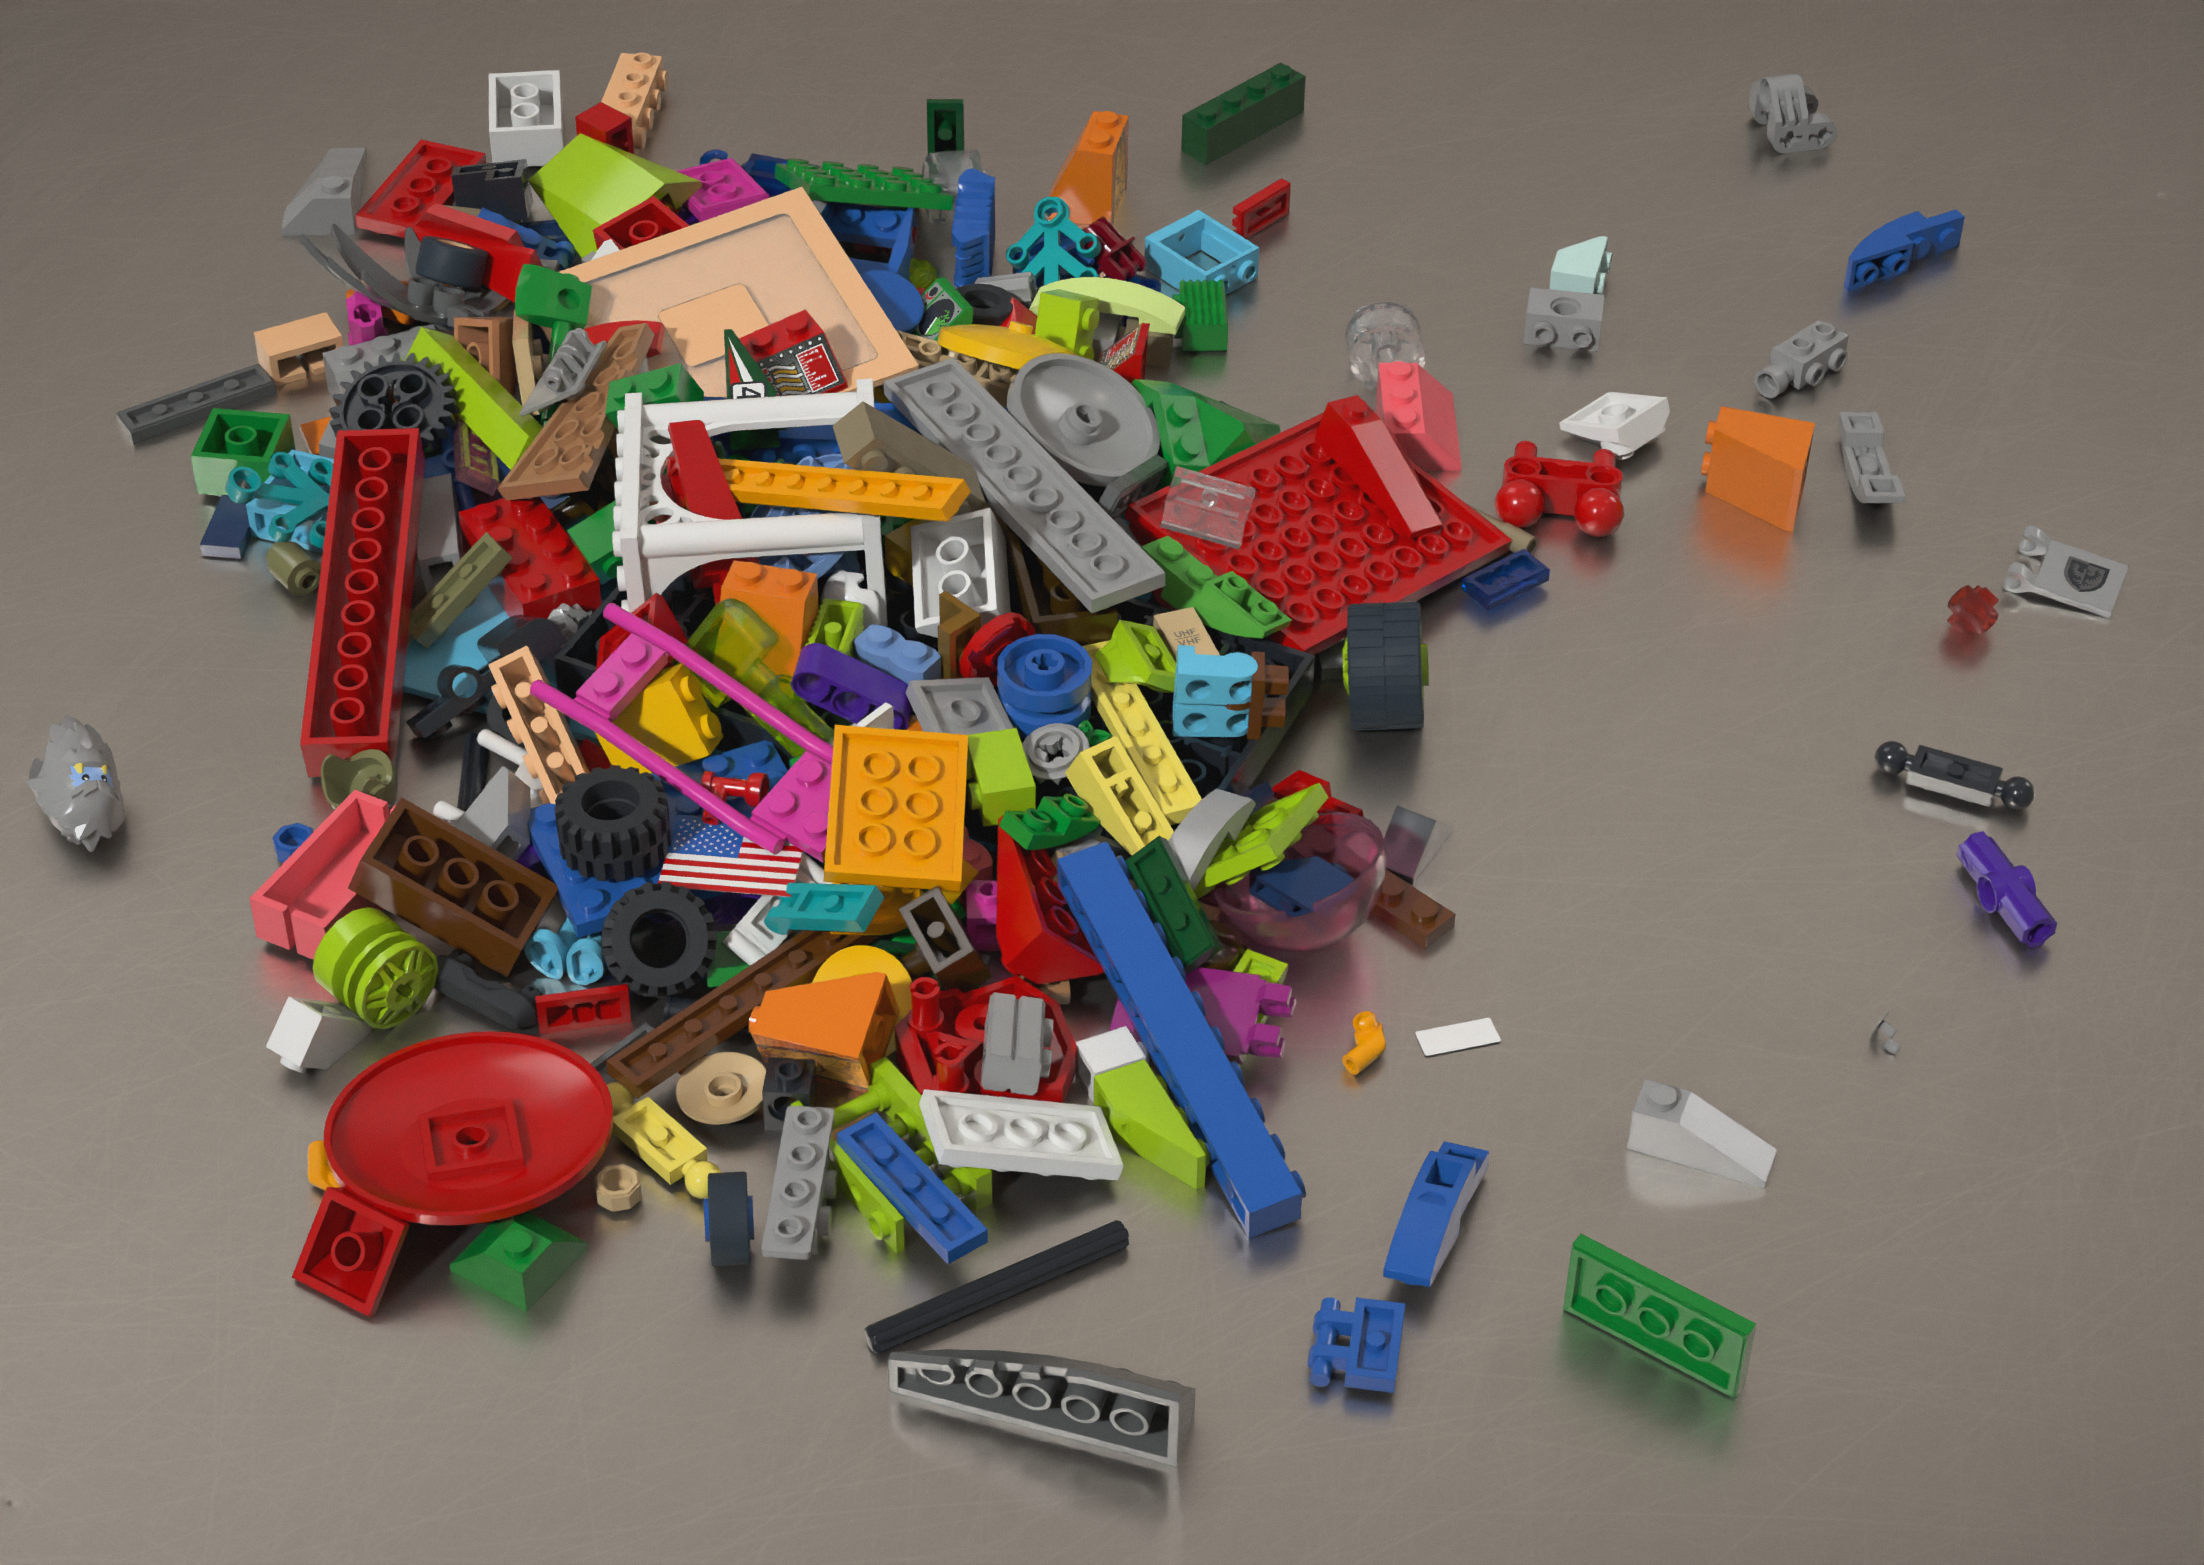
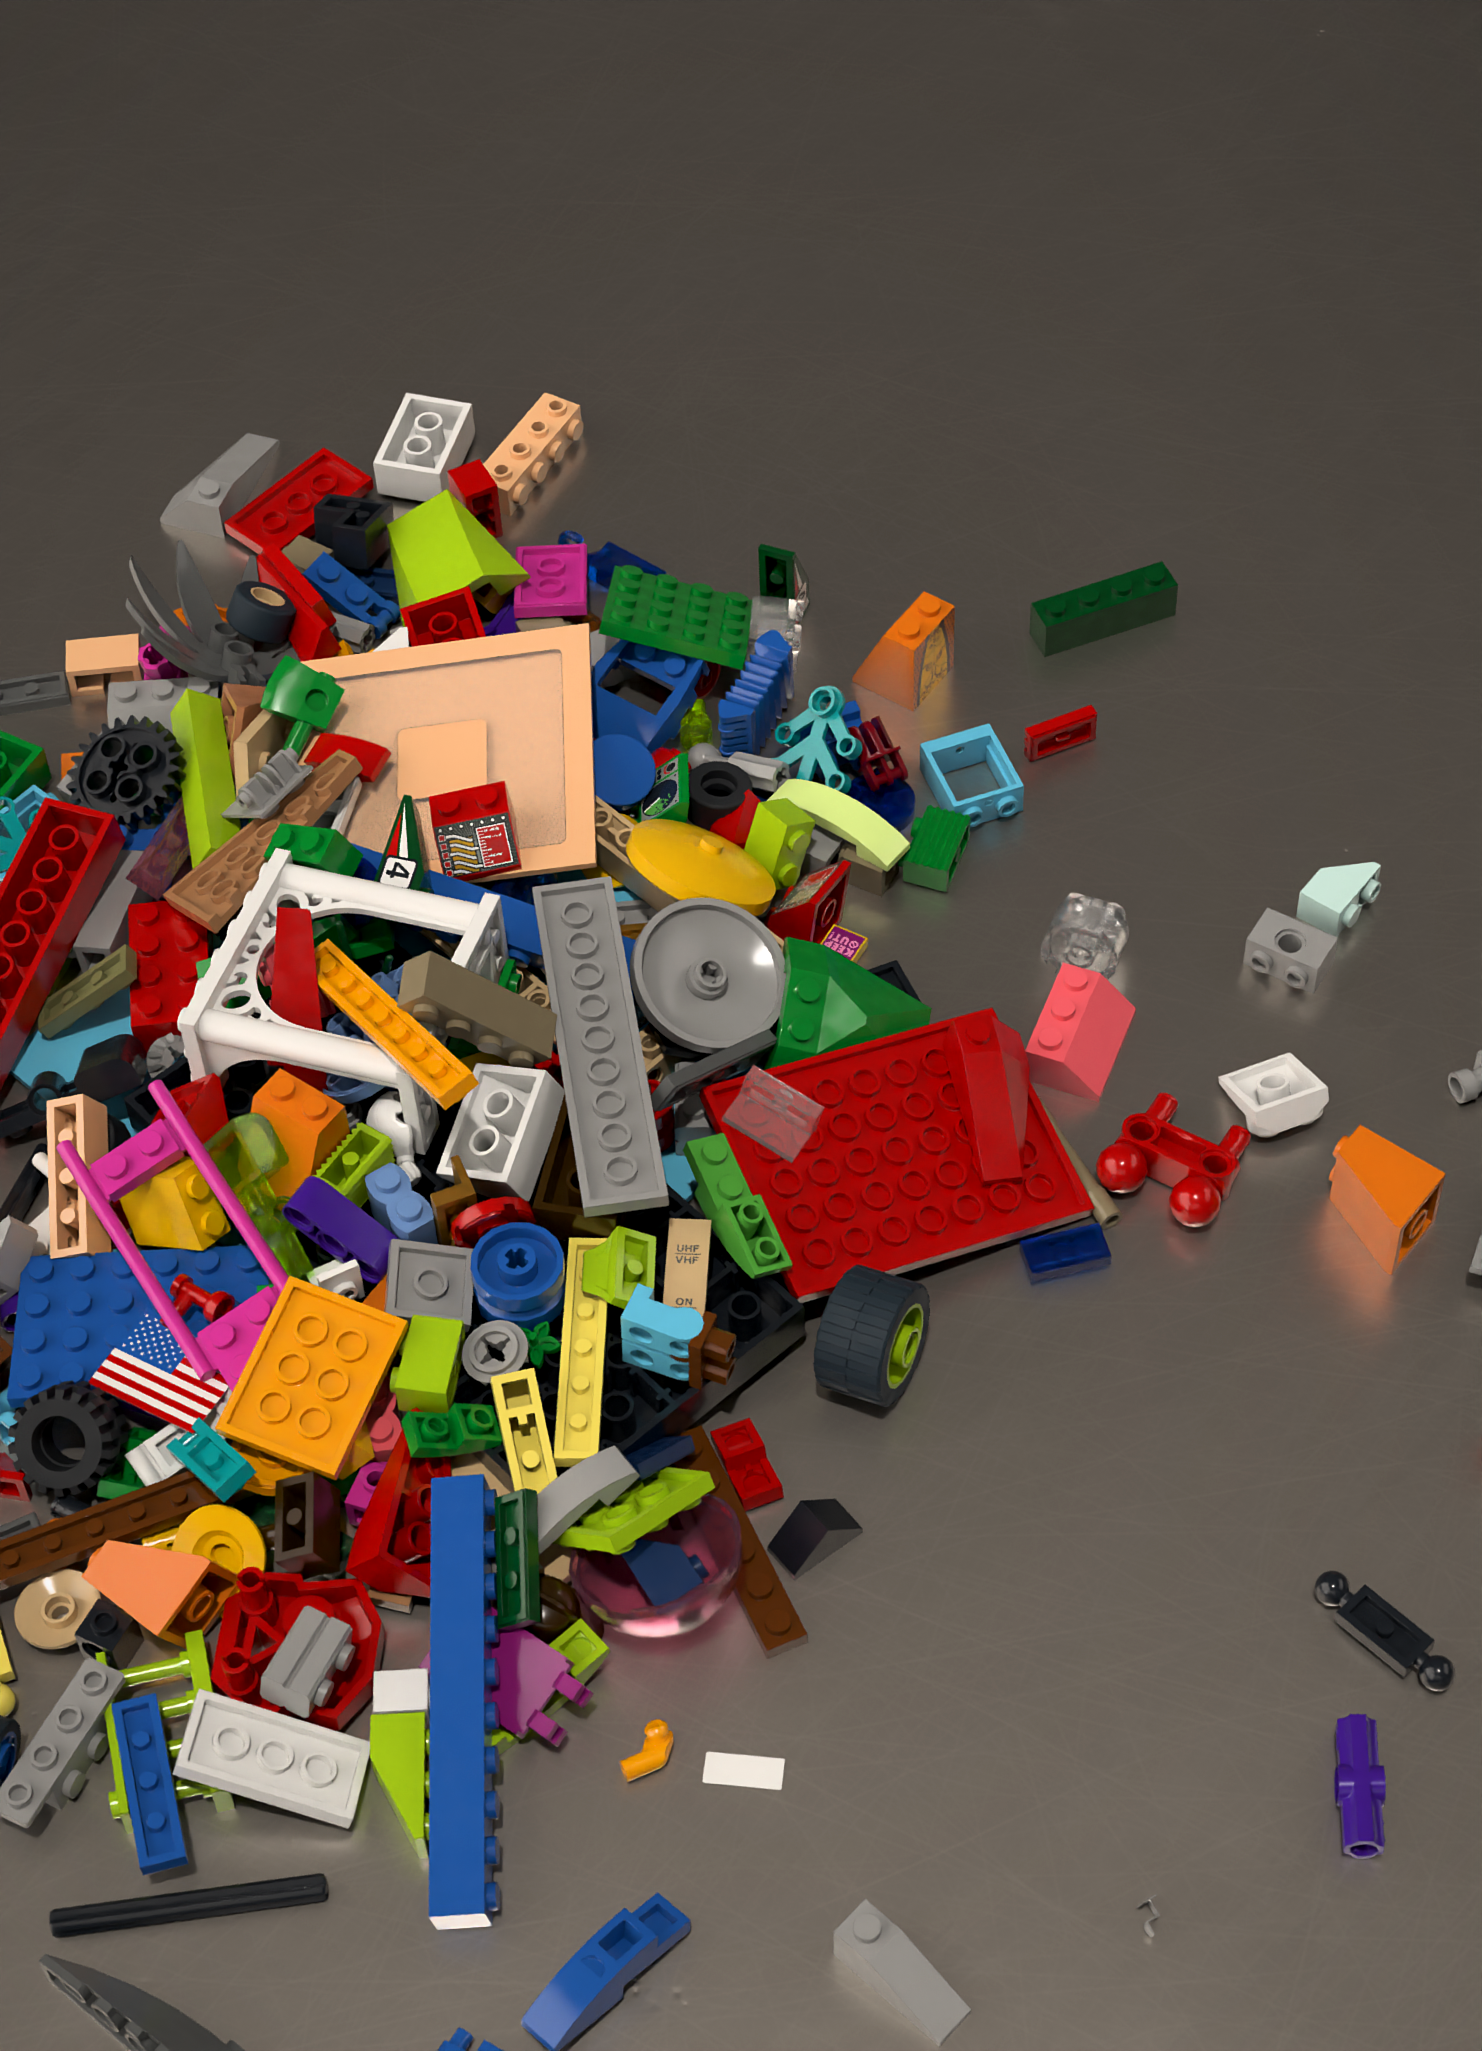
camera: 25 degrees right, 10 degrees up
(613, 823) = (76, 1335): black tyre -> none

